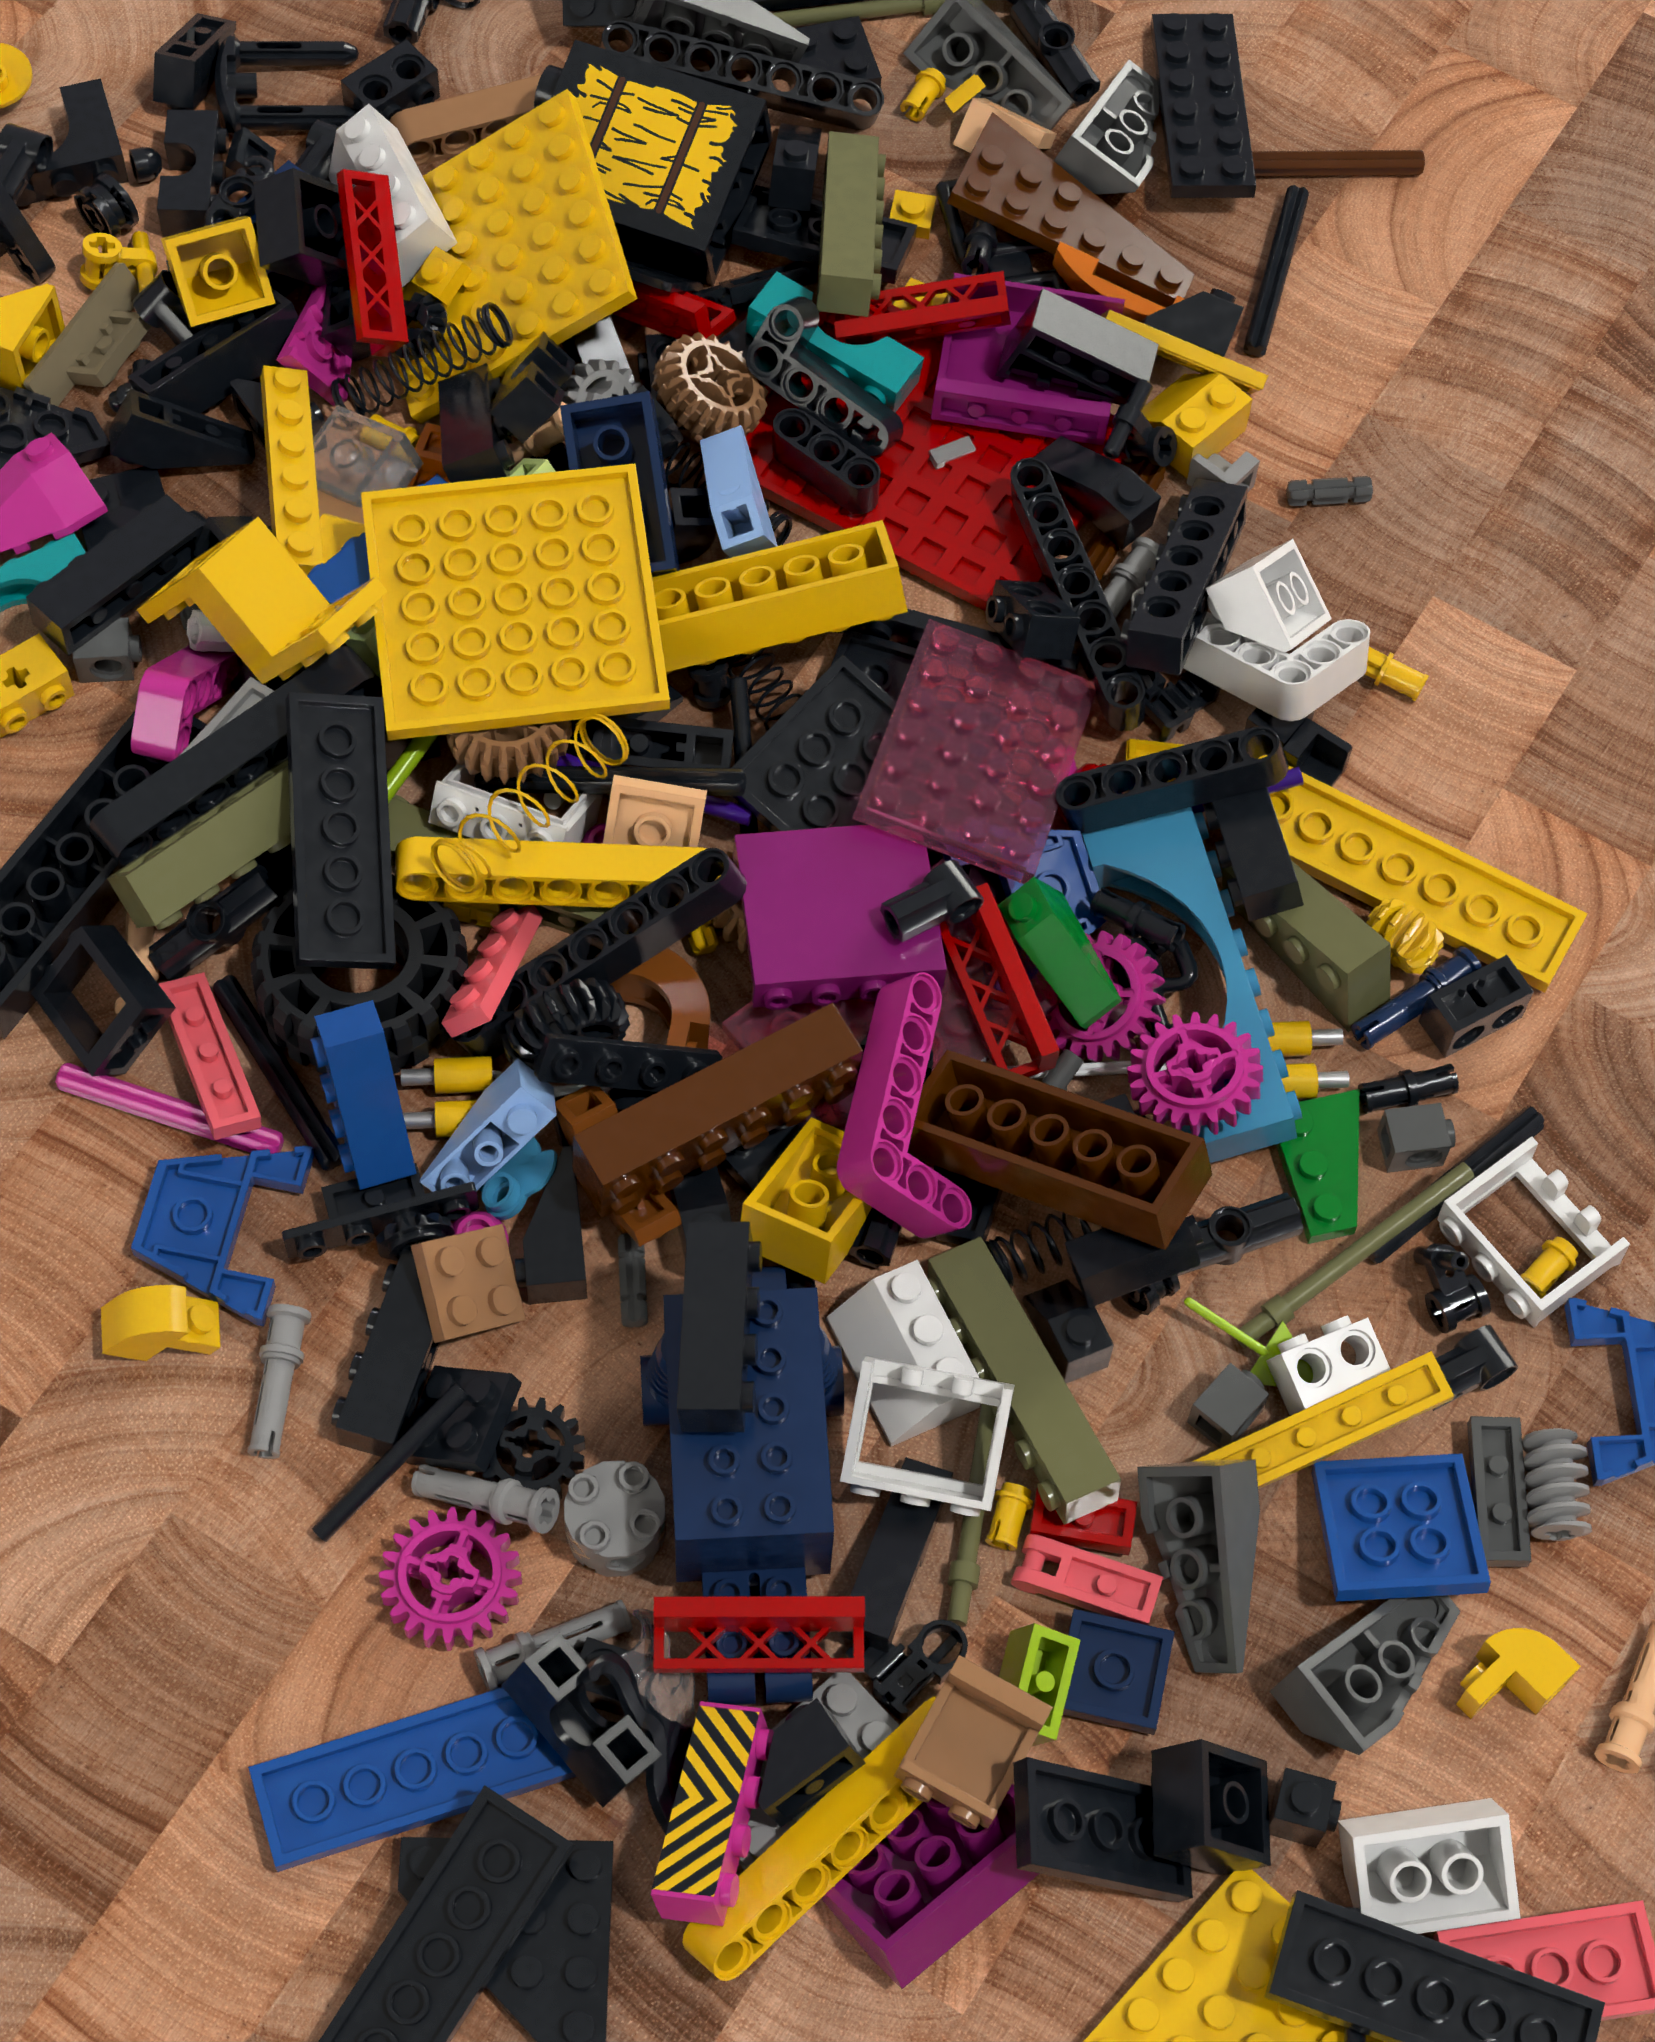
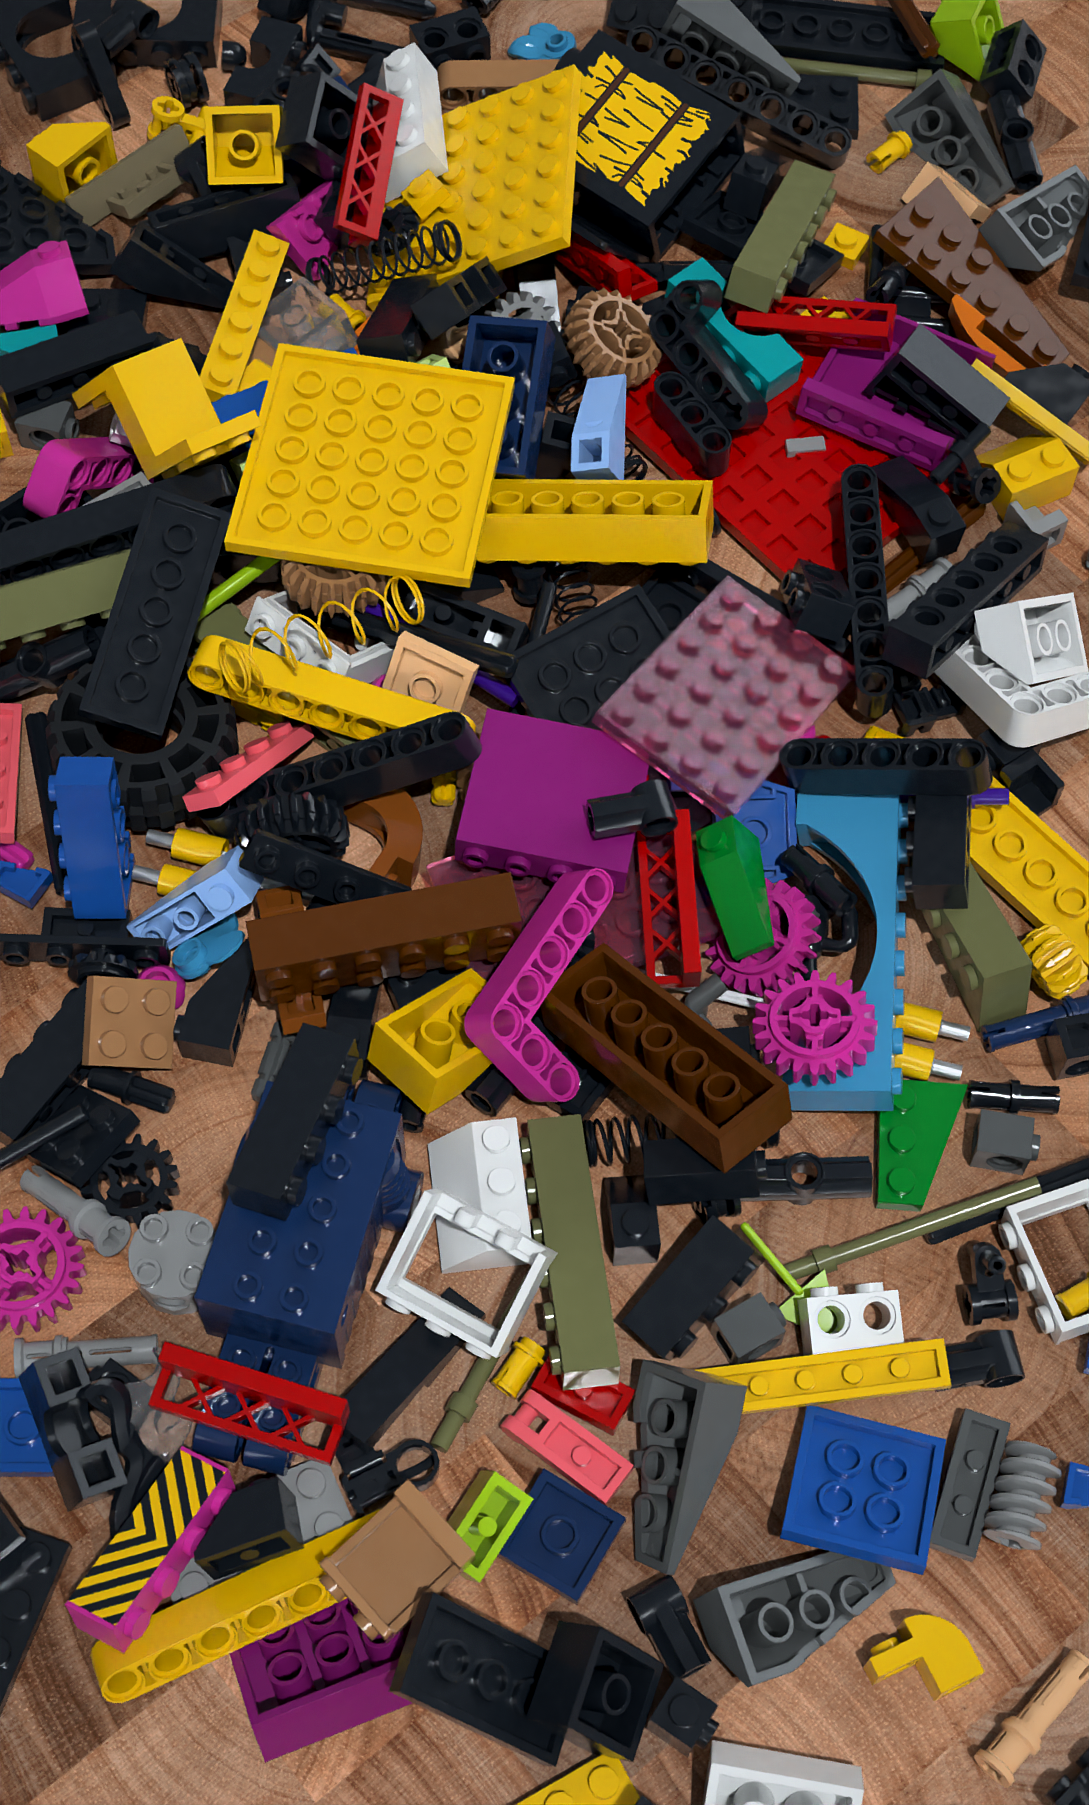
camera: 20 degrees right, 0 degrees up
(492, 1352) = (131, 1087): none -> black axle
(495, 64) = (542, 43): none -> dark azure plate
(964, 93) = (918, 159): yellow tile -> none
(1161, 1381) = (693, 1289): none -> black wedge
(1244, 1715) = (662, 1615): none -> black piece

